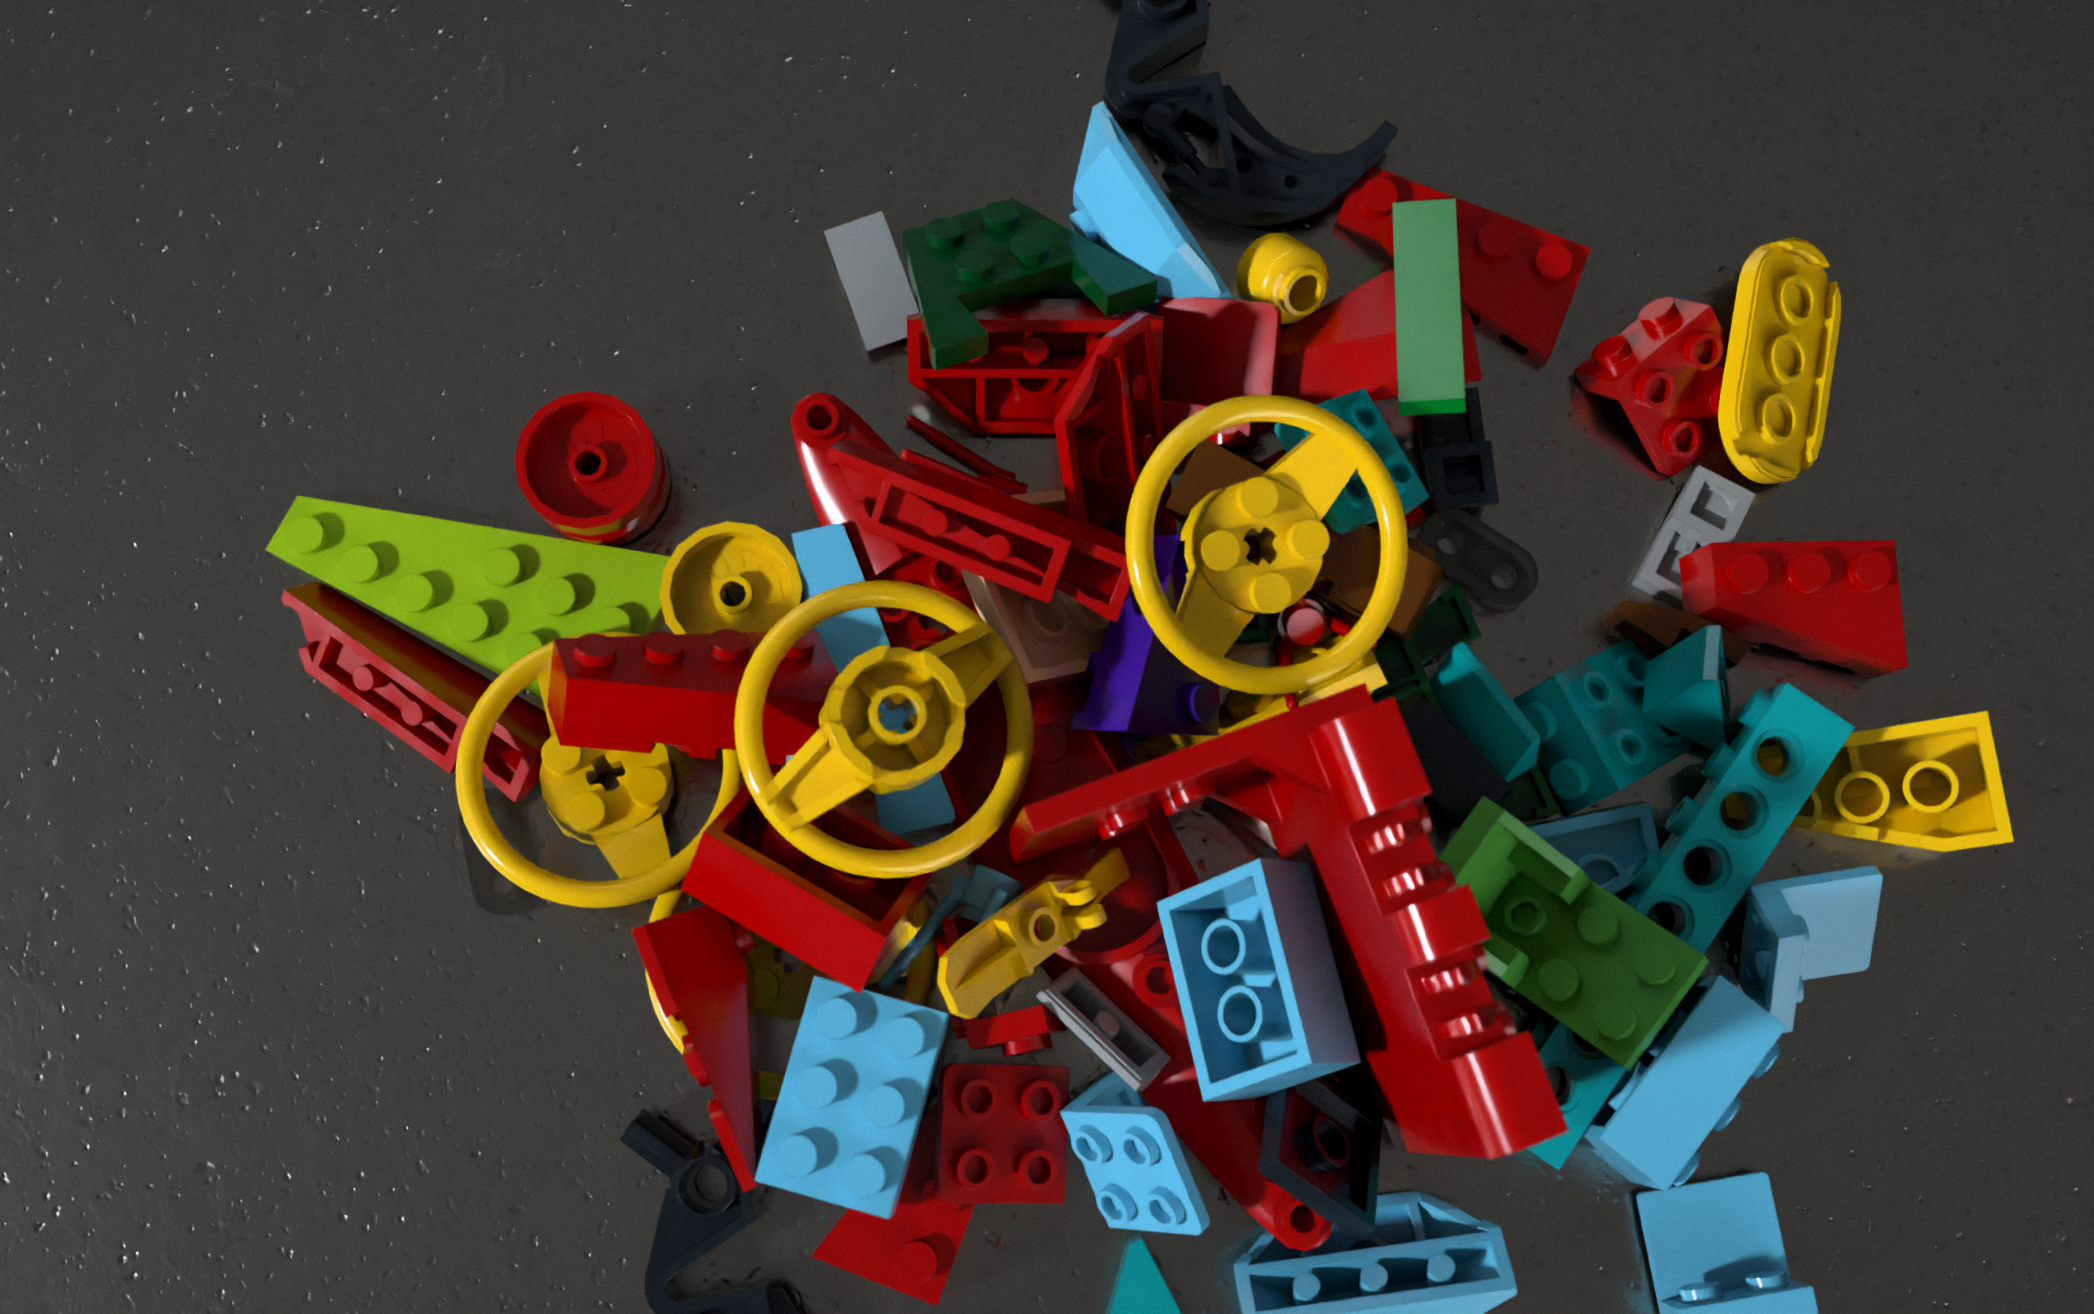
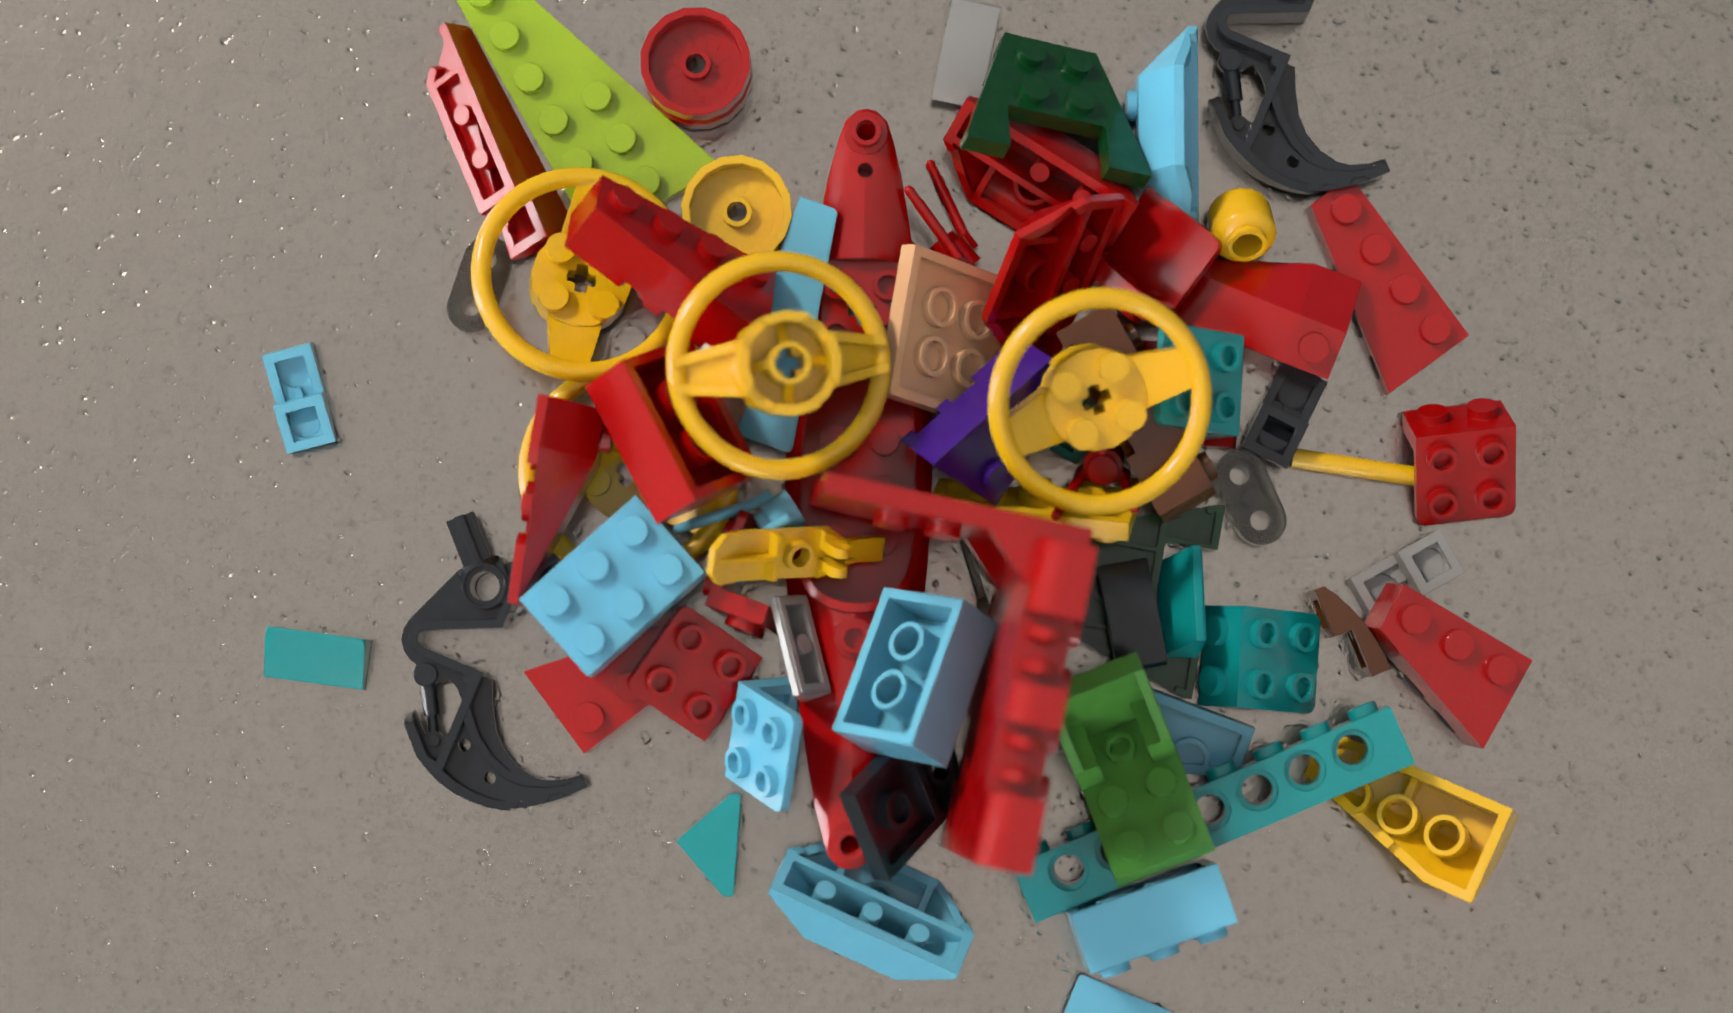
camera: 30 degrees right, 5 degrees up
(370, 1104) = (299, 397): none -> medium azure slope
(985, 530) = (924, 274): red wedge -> none
(1428, 308) = (1320, 307): green tile -> none
(1565, 458) = (1353, 467): none -> yellow bar
(1691, 688) = (1332, 675): teal slope -> none
(1779, 361) = (1543, 493): yellow tile -> none
(1806, 932) = (1300, 878): medium azure bracket -> none

